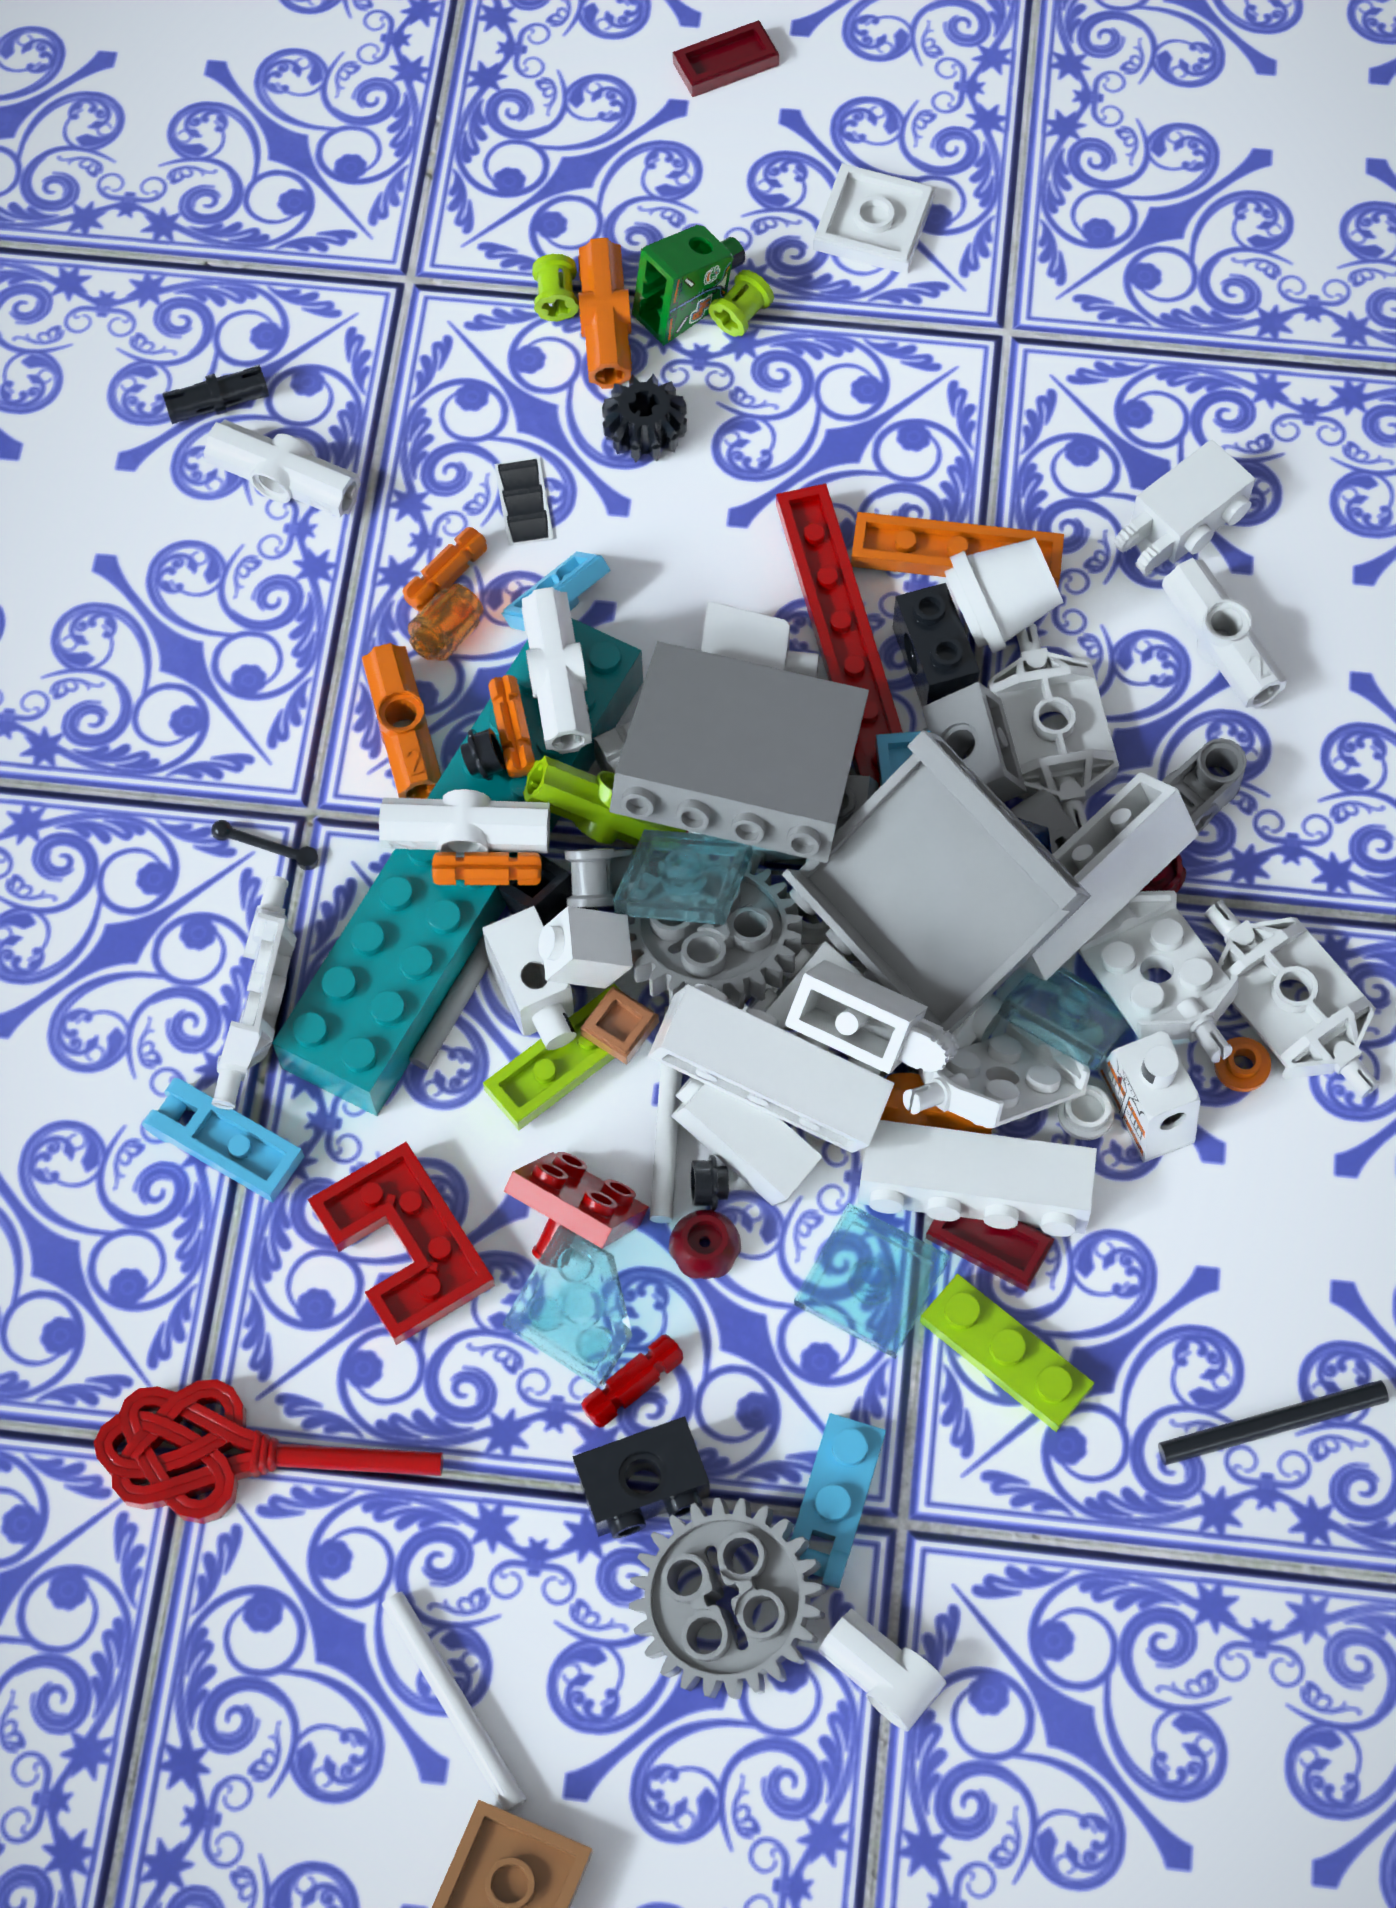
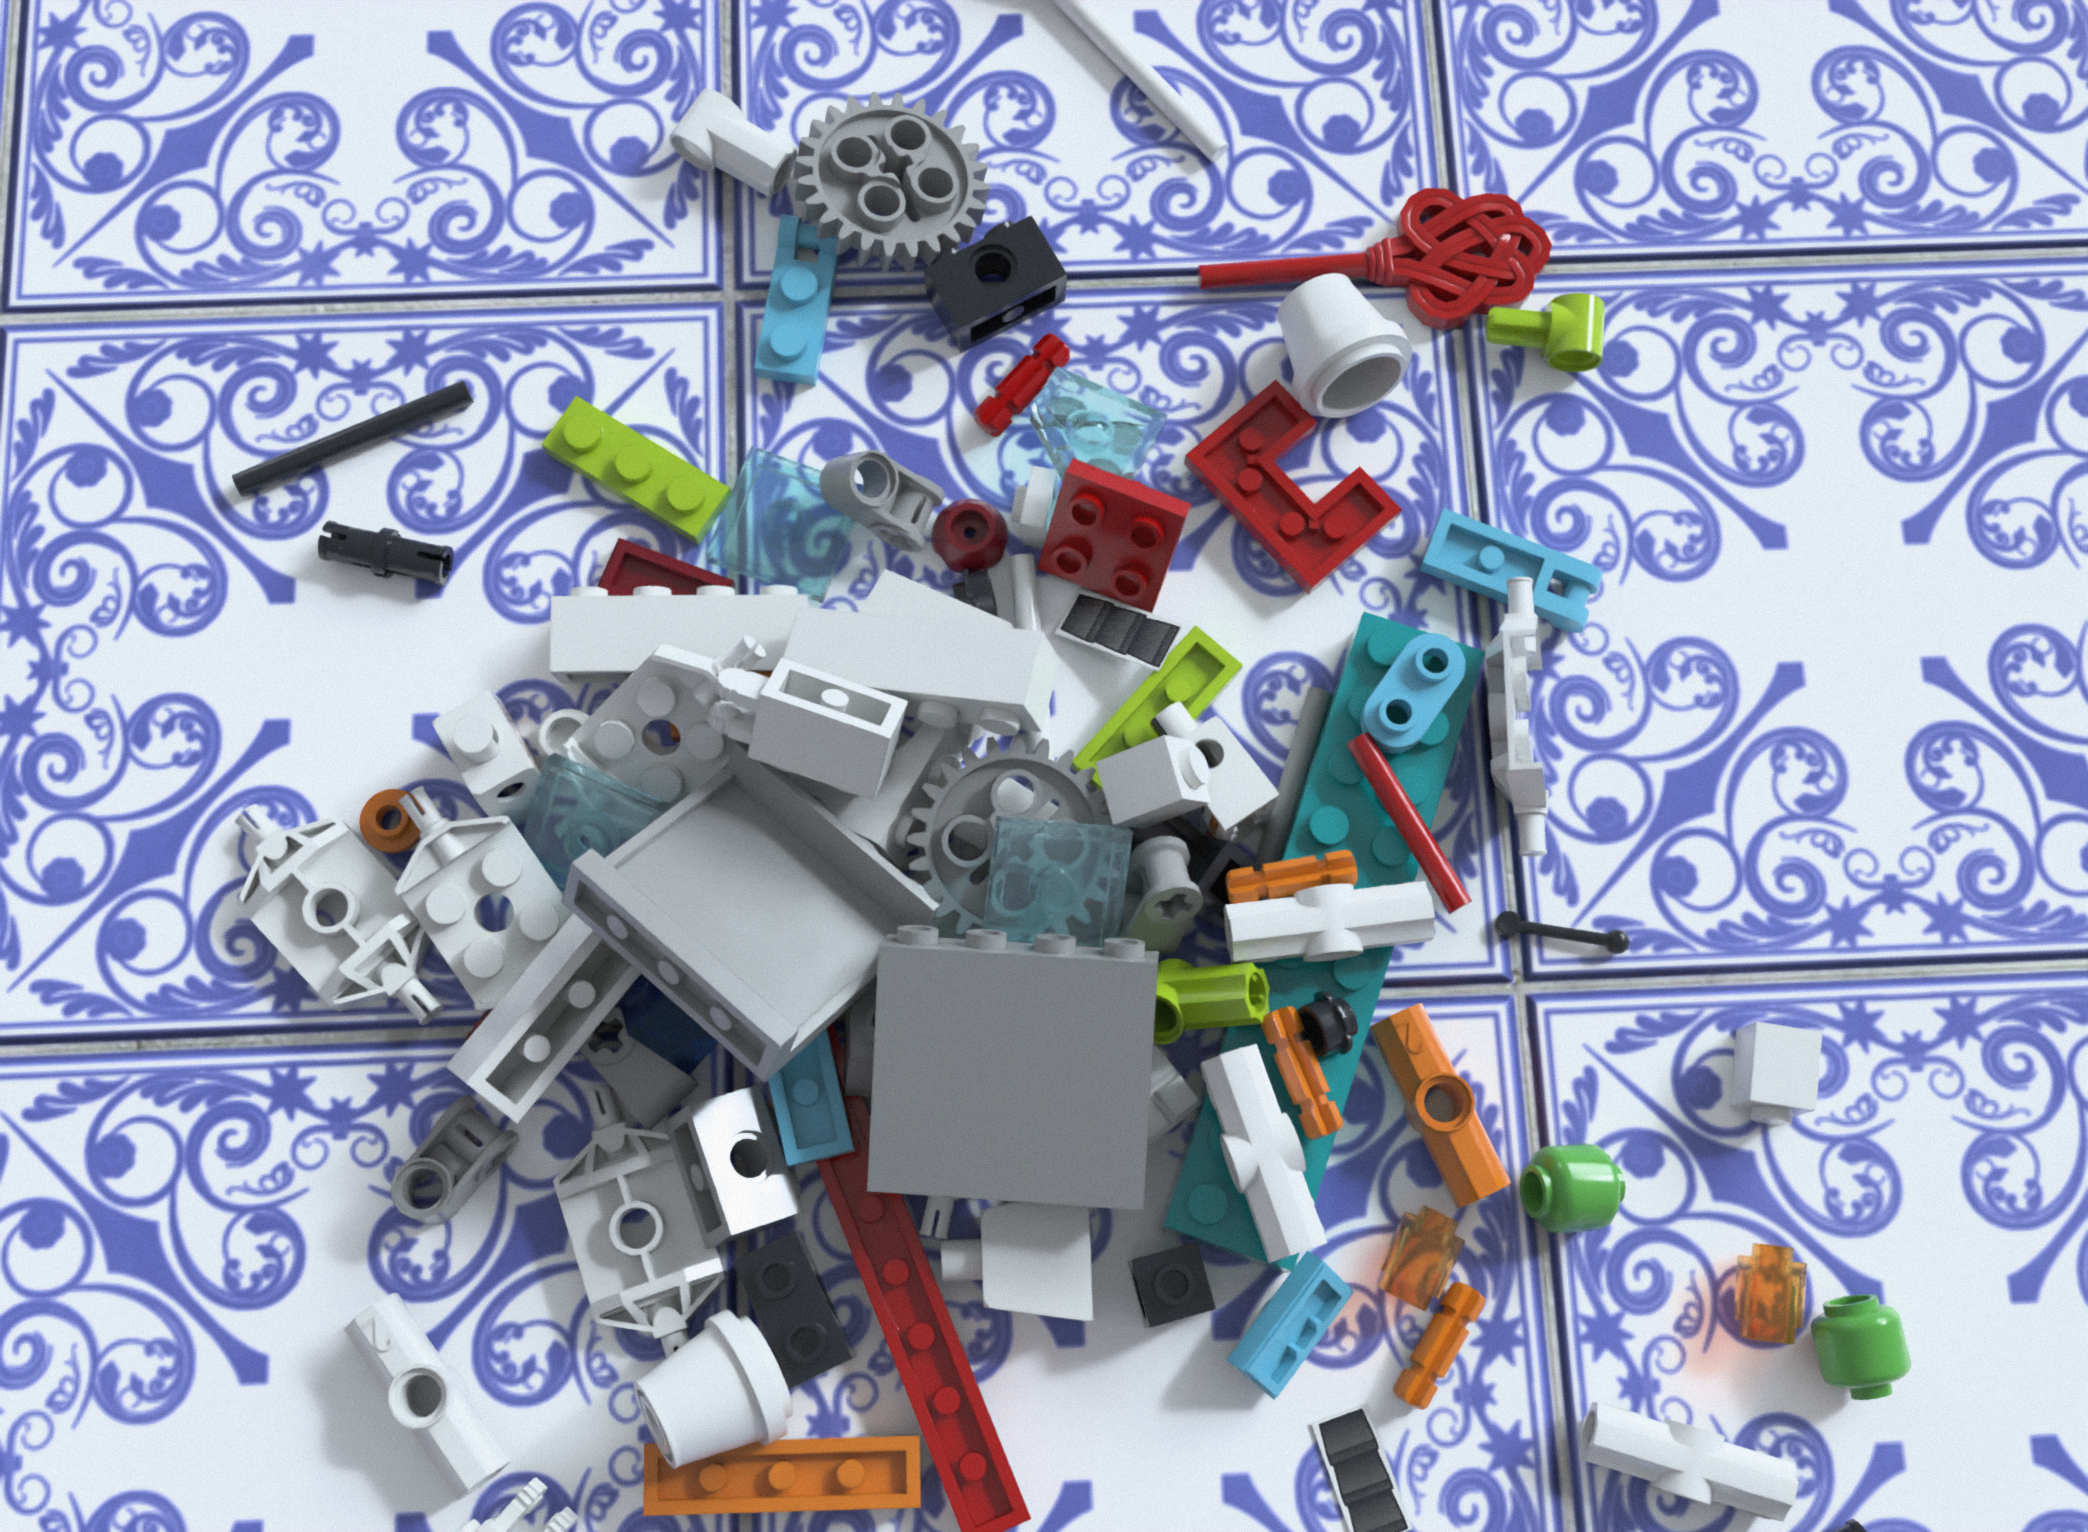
camera: 165 degrees right, 10 degrees up
(107, 1351) = (1566, 332): none -> lime axle
(127, 710) = (1775, 1072): none -> white brick
(128, 518) = (1860, 1346): none -> bright green head
(184, 563) = (1769, 1294): none -> clear orange brick
(314, 651) = (1572, 1188): none -> bright green head
(327, 1352) = (1340, 347): none -> white piece
(351, 1003) = (1413, 690): none -> medium azure plate
(378, 901) = (1409, 823): none -> red bar
(585, 1135) = (1119, 629): none -> sticker
(619, 1025) = (1101, 736): nougat tile -> none
(640, 1252) = (1035, 505): none -> white plate
(642, 618) = (1171, 1285): none -> black brick
(781, 1276) = (892, 501): none -> light grey piece
(1244, 1302) = (385, 552): none -> black pin

